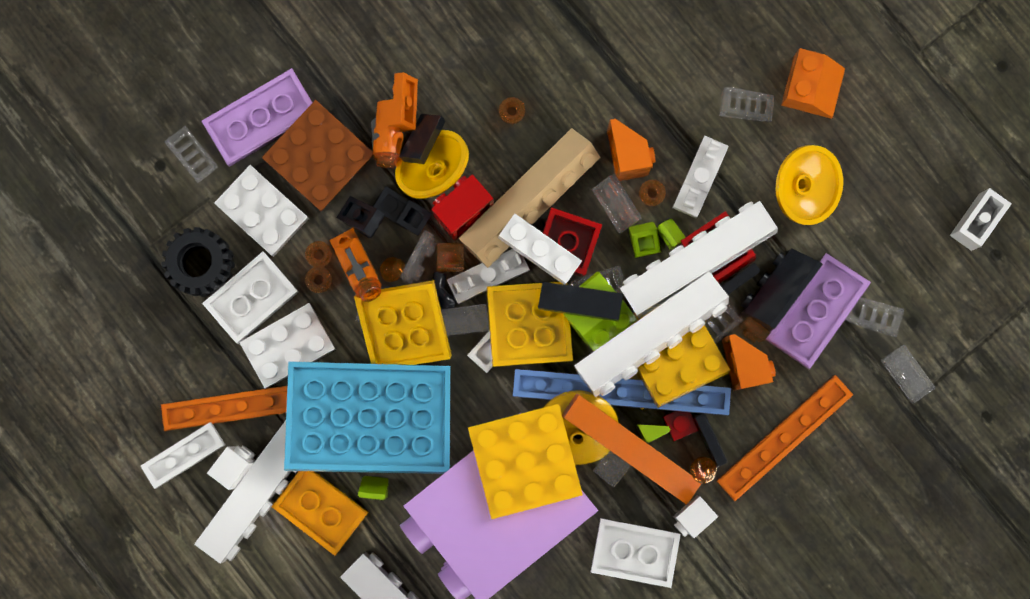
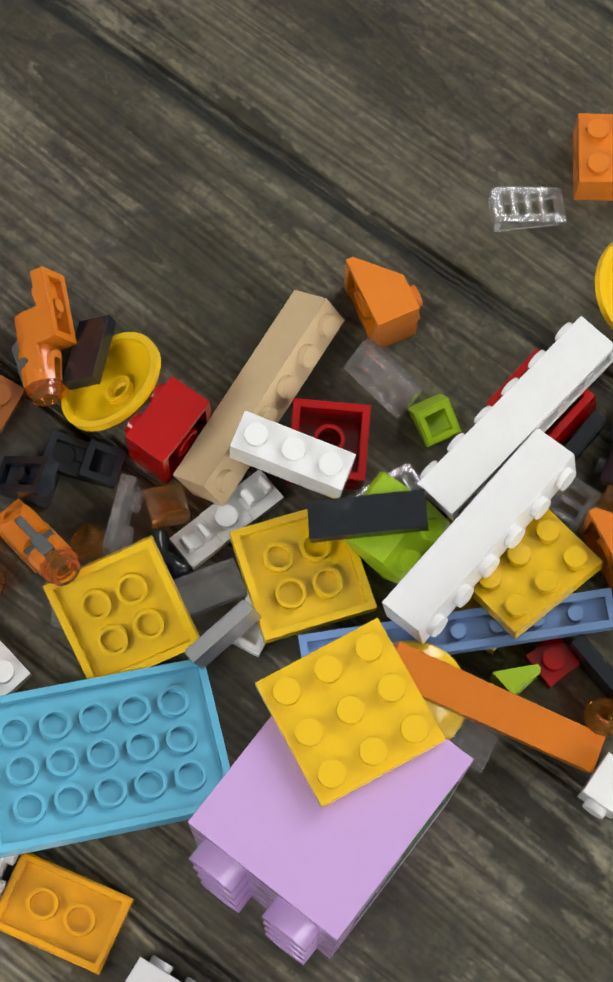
camera: 15 degrees left, 10 degrees down
(373, 488) = (133, 861): lime slope -> none
(465, 356) = (222, 634): none -> light grey tile
(512, 102) = (201, 279): clear orange plate -> none
(635, 553) = (537, 860): white plate -> none
(658, 187) = (432, 343): clear orange plate -> none
(670, 233) = (466, 401): lime slope -> none
(700, 177) = (489, 317): white plate -> none

